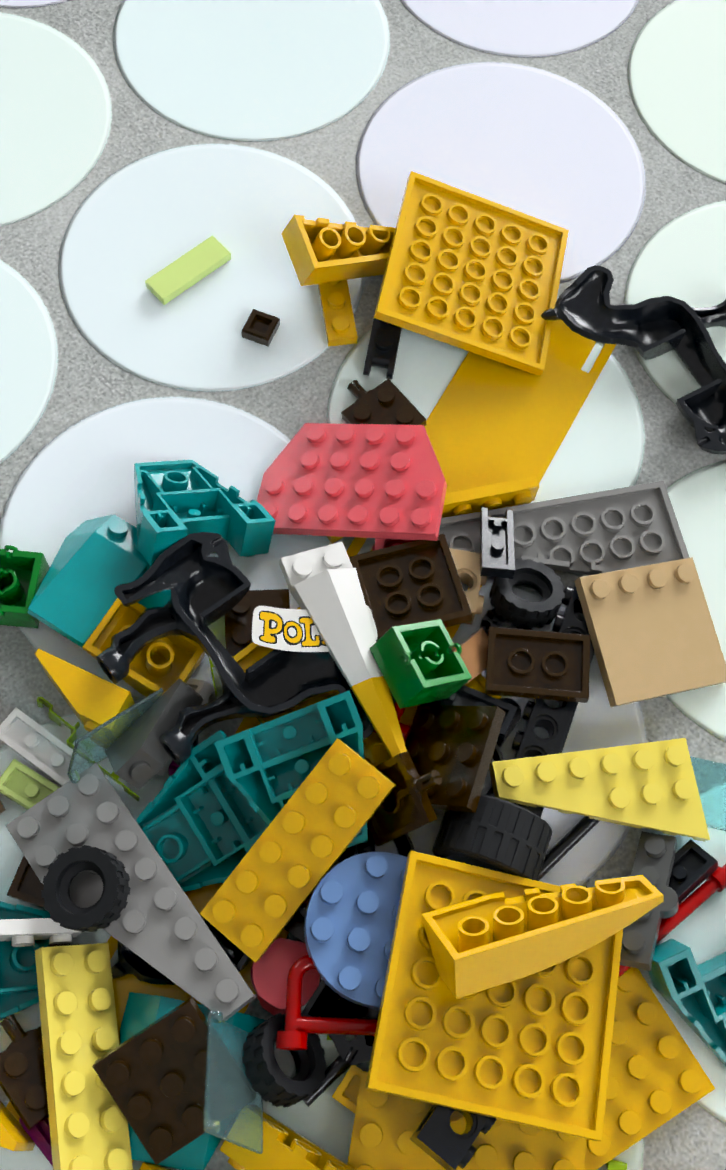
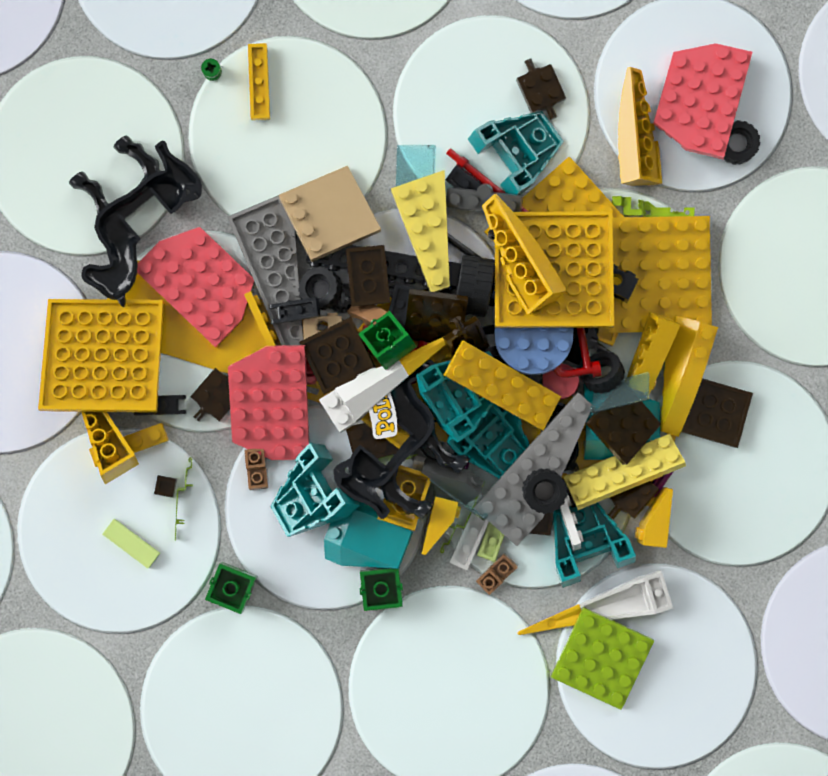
camera: 100 degrees left, 20 degrees up
(80, 375) = (231, 587): none -> green brick
(248, 339) = (182, 489): none -> lime piece
(253, 451) = (256, 469): none -> medium nougat slope
(563, 427) = (199, 282): none -> coral plate

